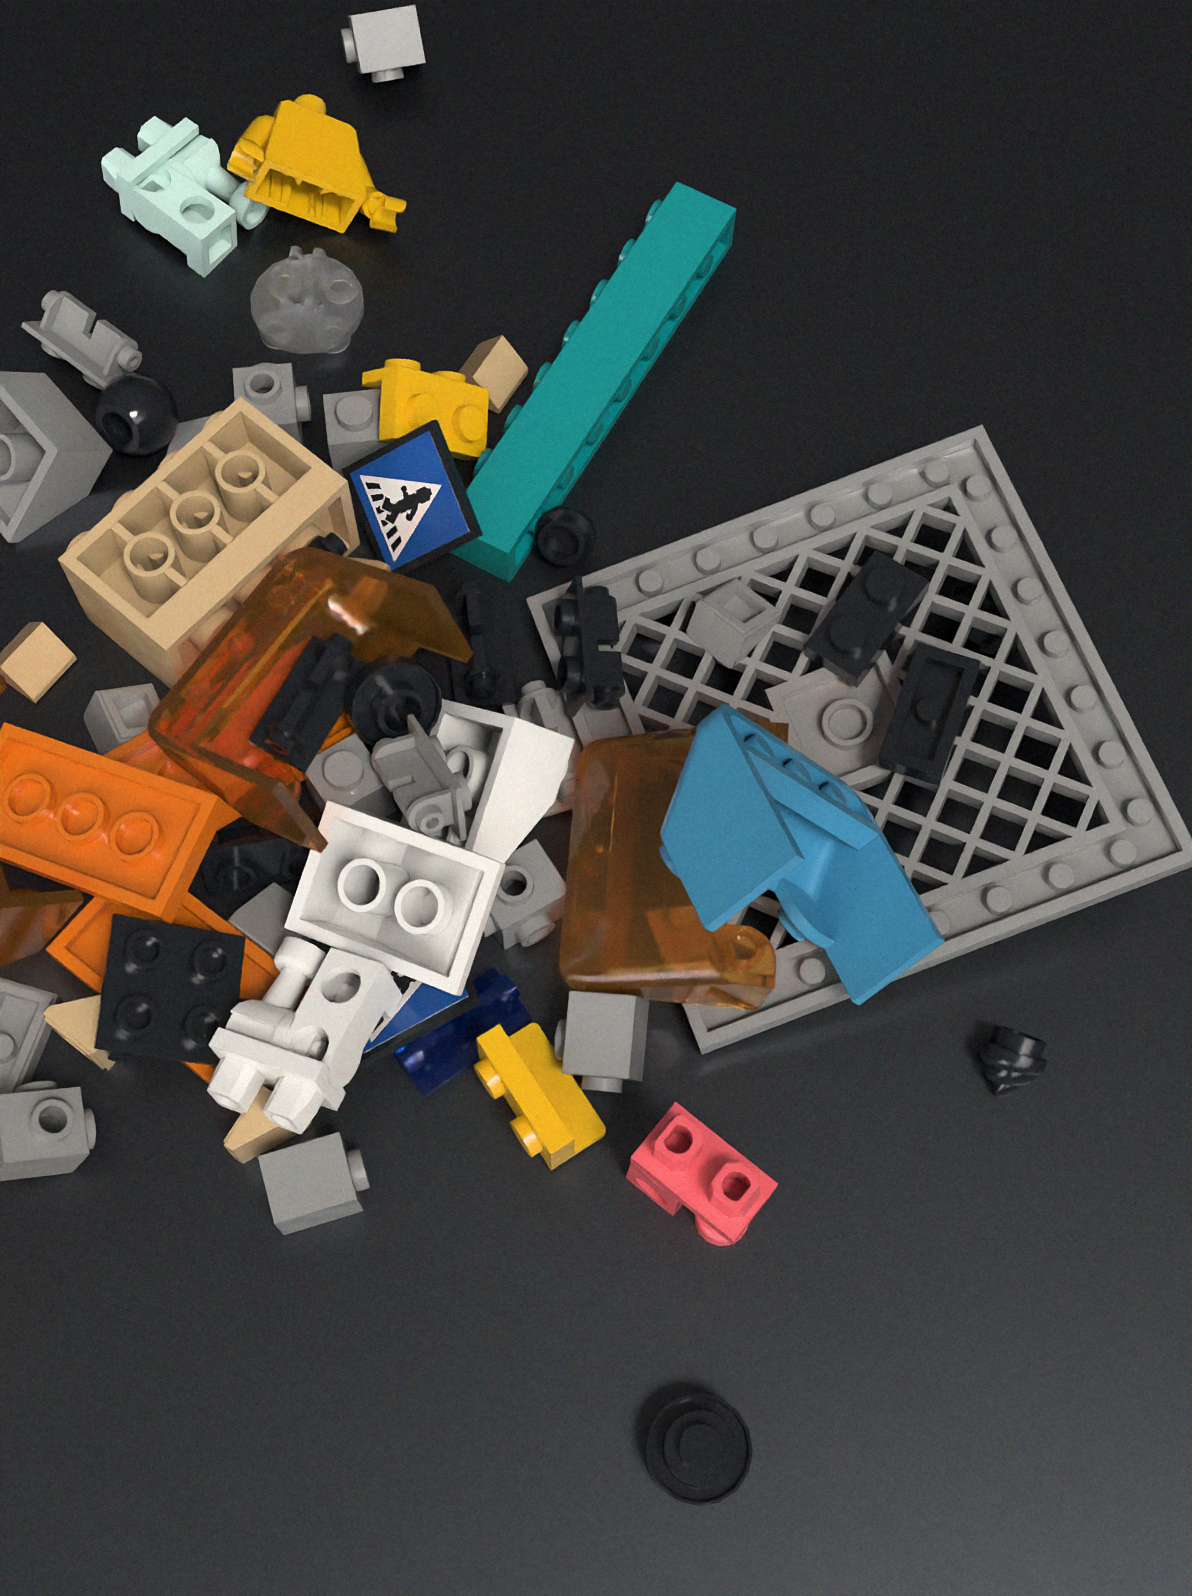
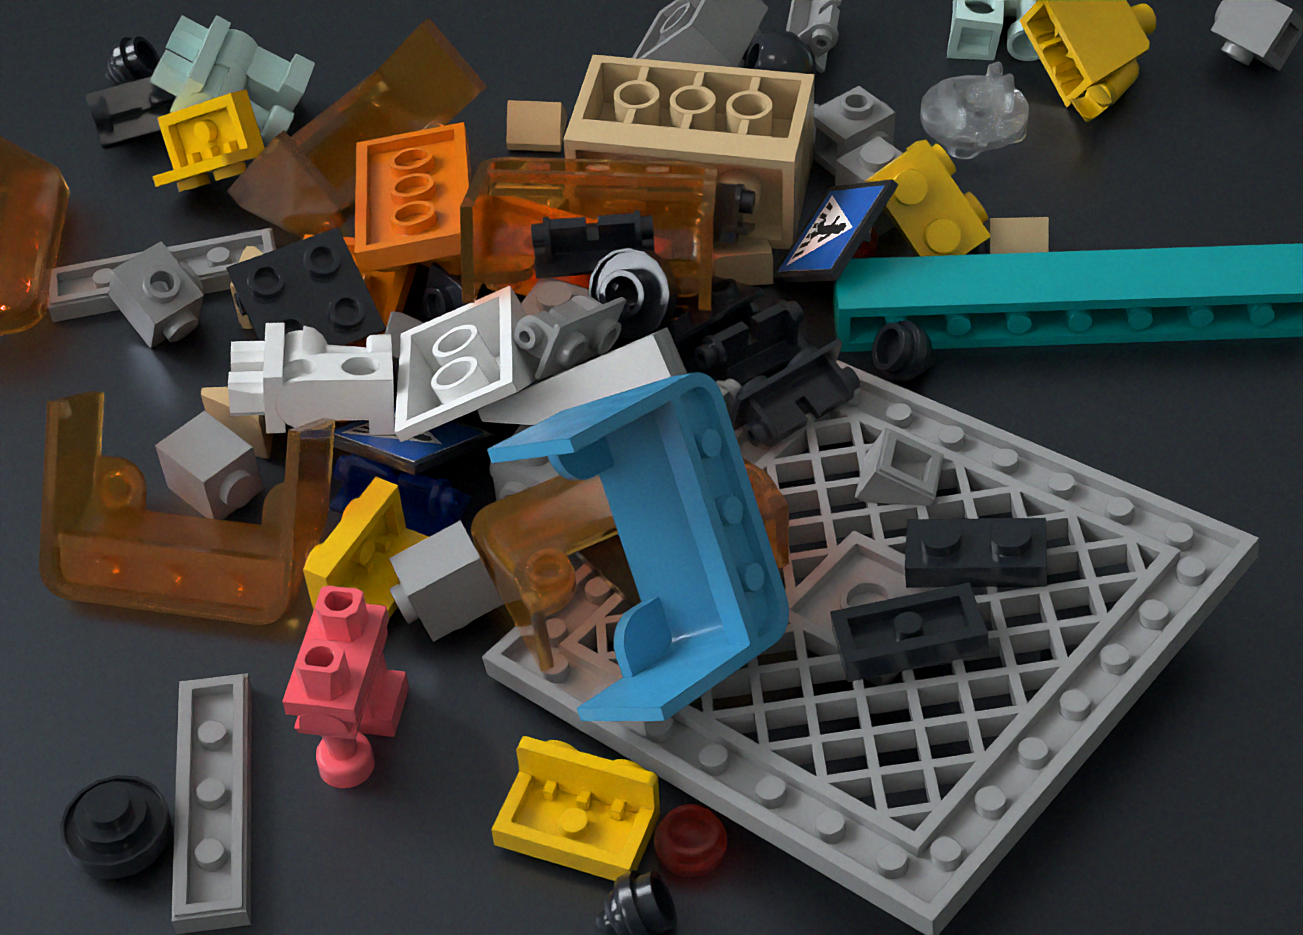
camera: 65 degrees right, 20 degrees down
(403, 1257) = (114, 552): none -> clear orange windscreen
(704, 1350) = (213, 805): none -> light grey tile
(903, 1056) = (578, 809): none -> yellow bracket
(966, 985) = (690, 841): none -> clear red plate

